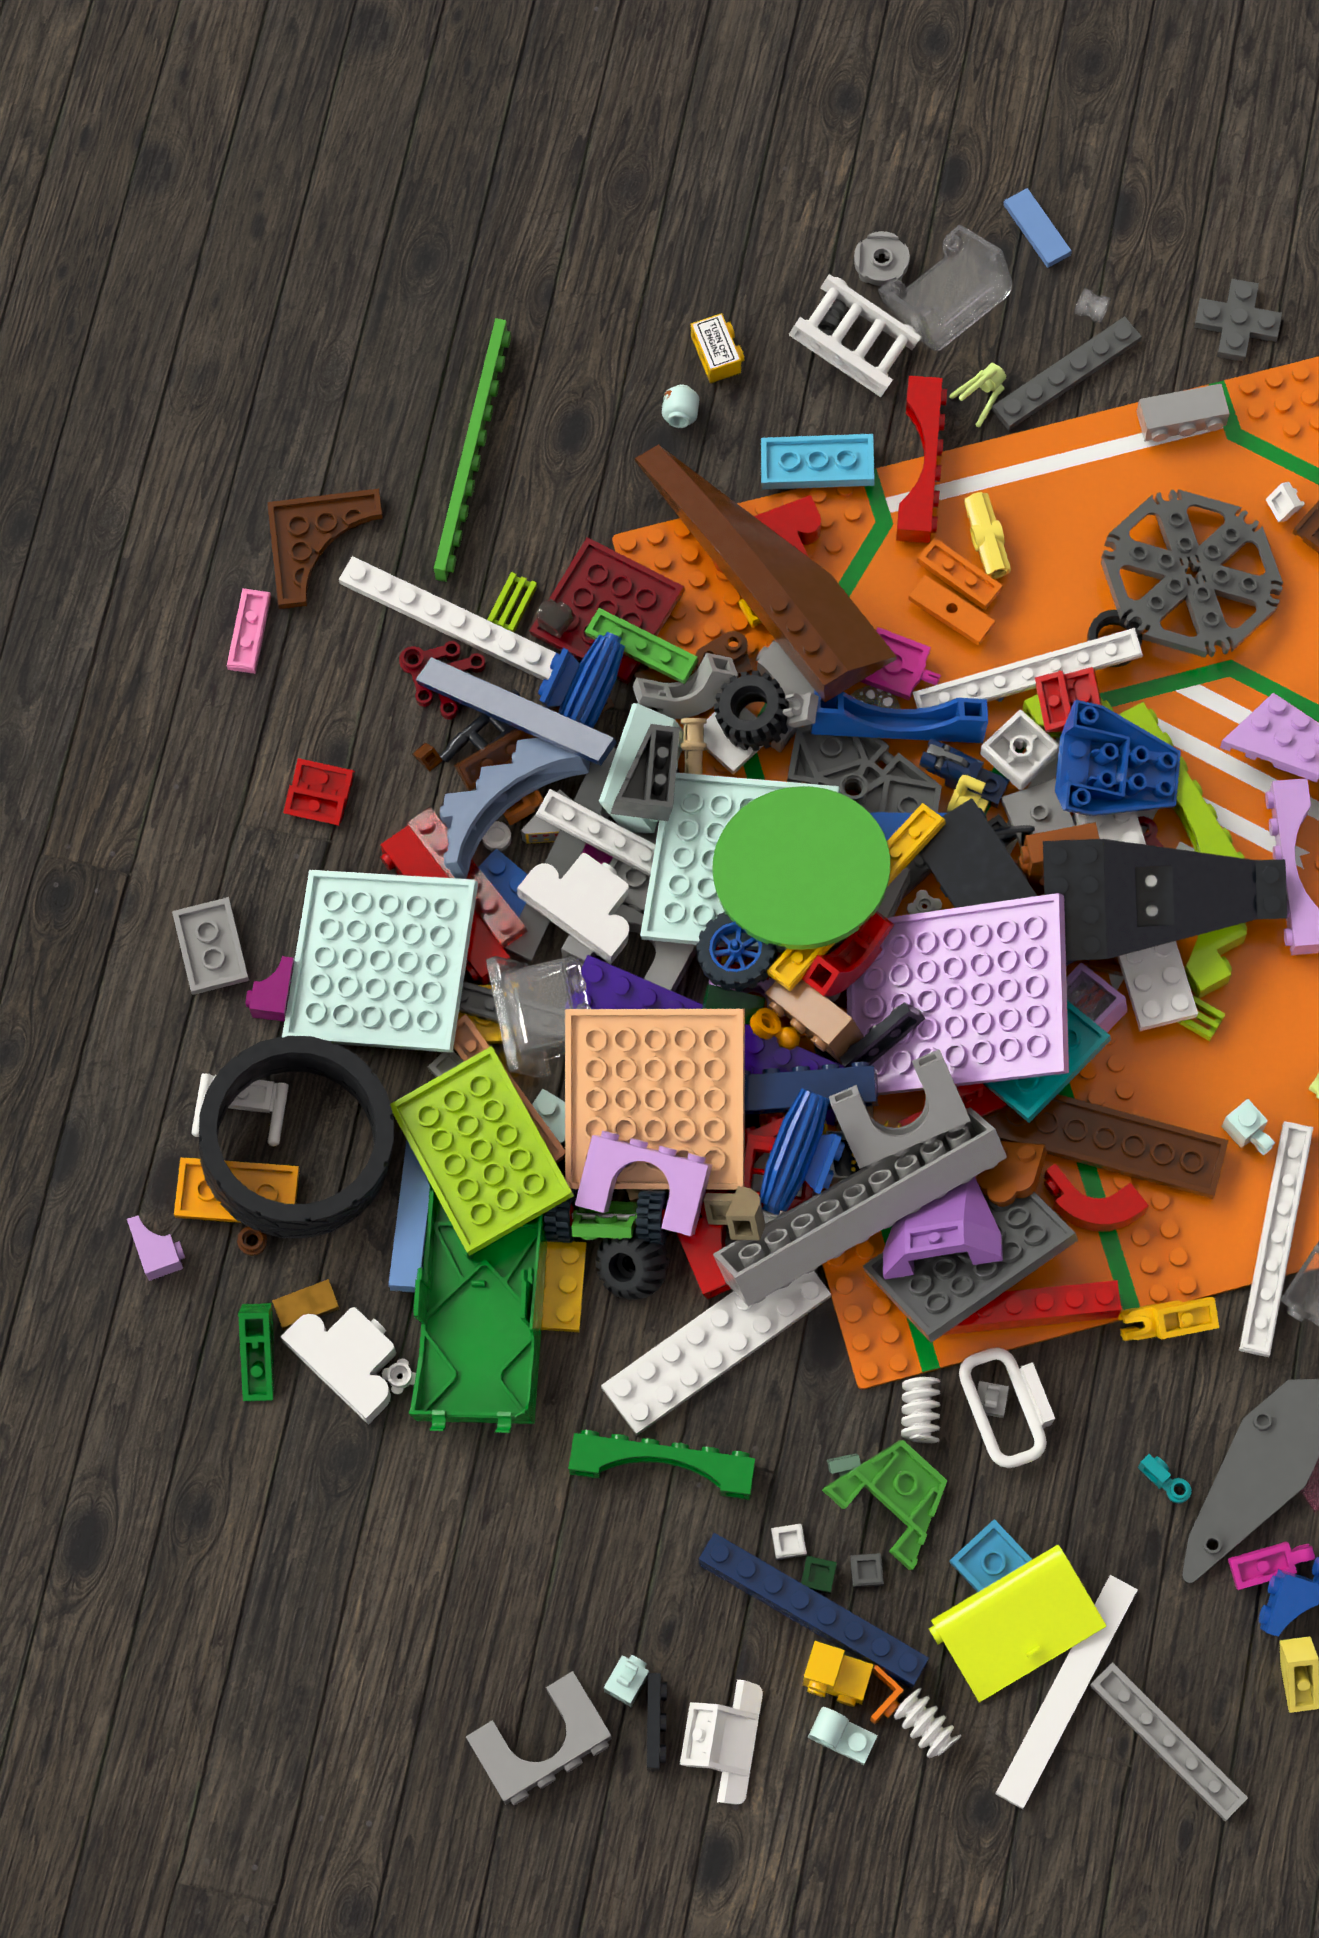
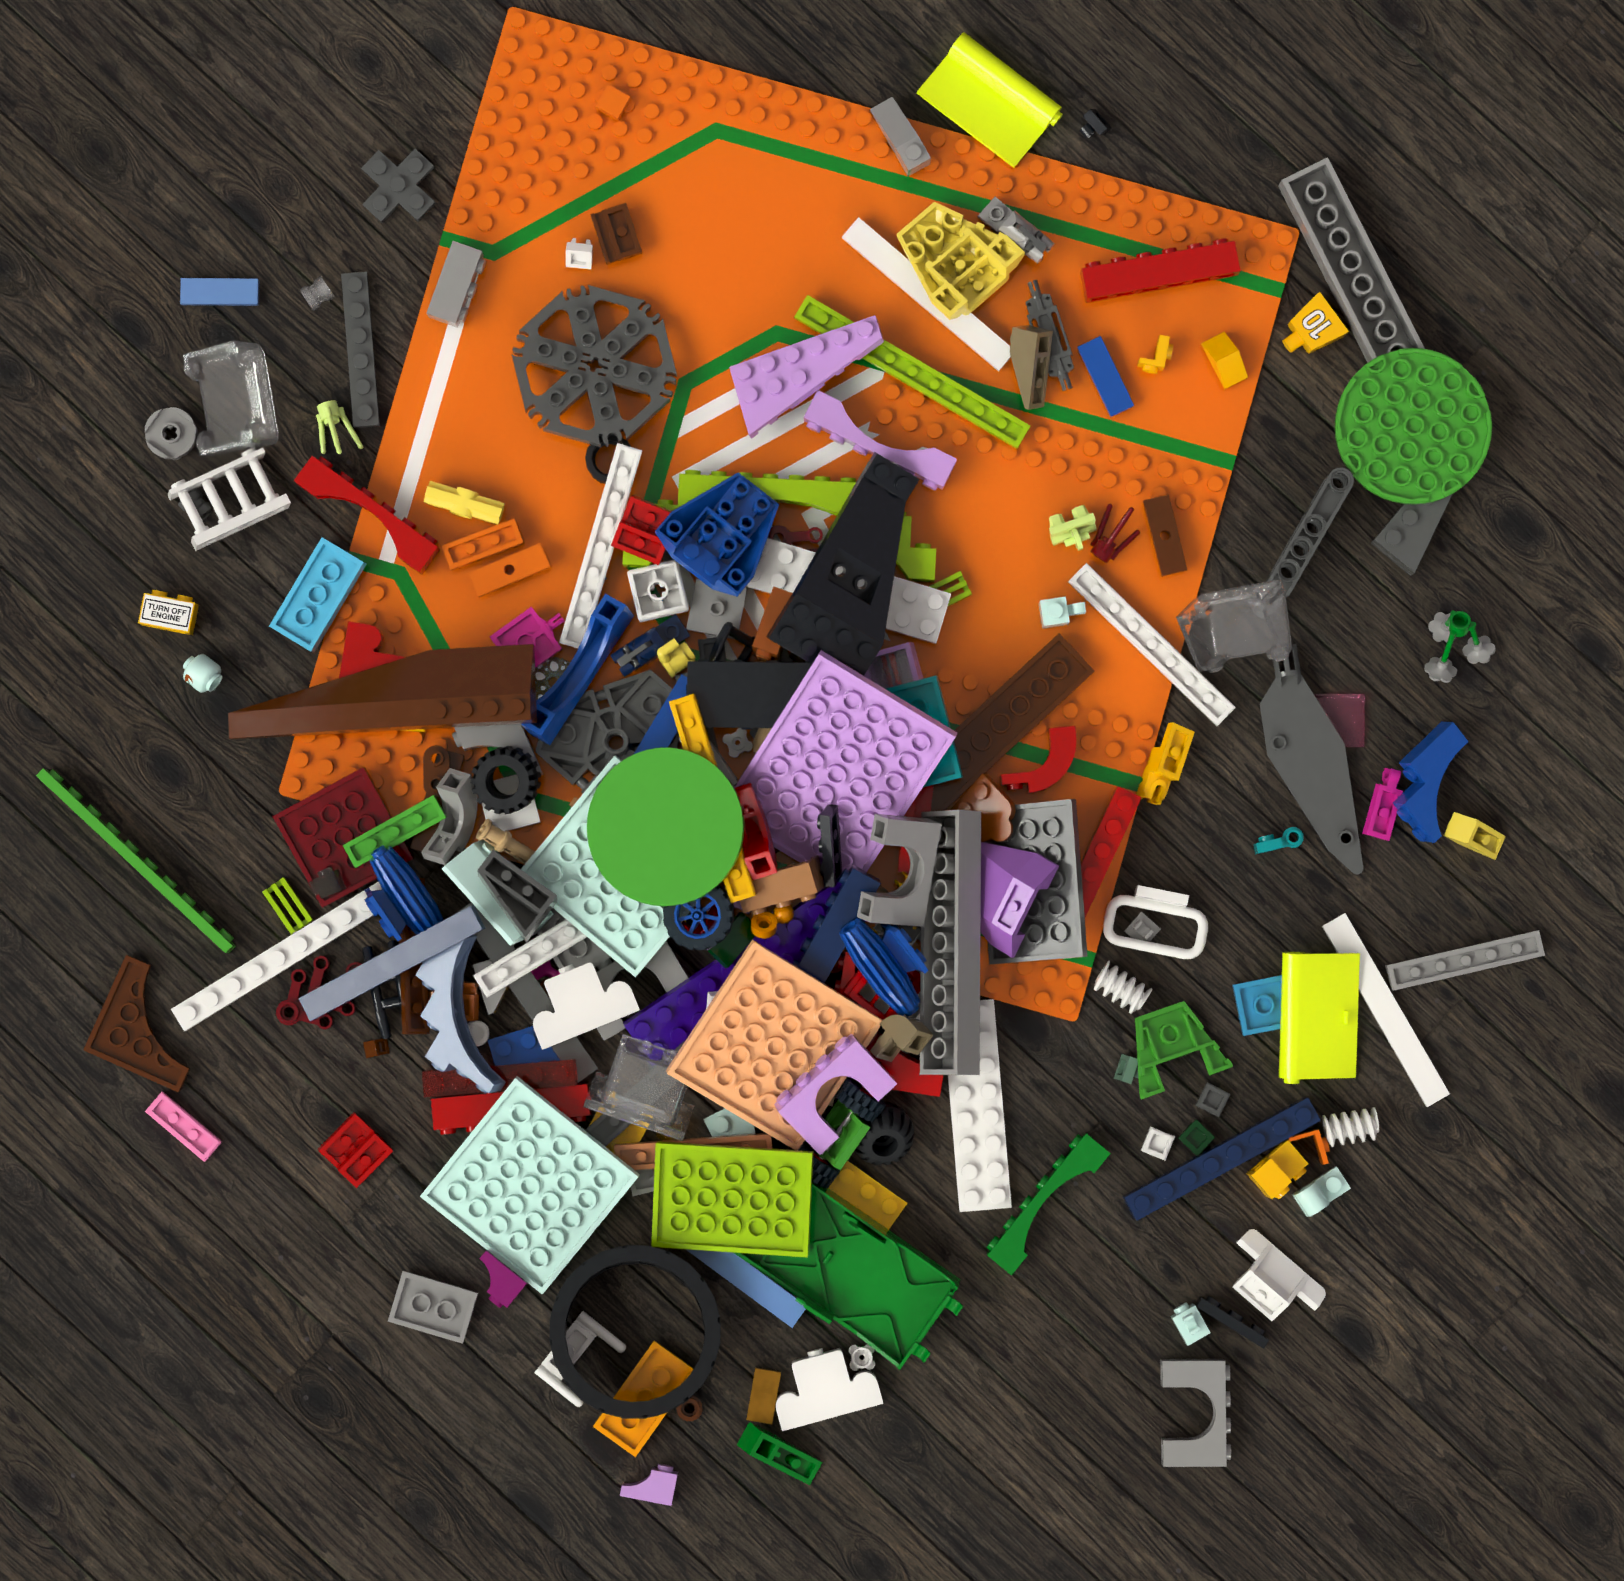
camera: 60 degrees left, 15 degrees up
(801, 709) = (532, 744): light grey tile -> none

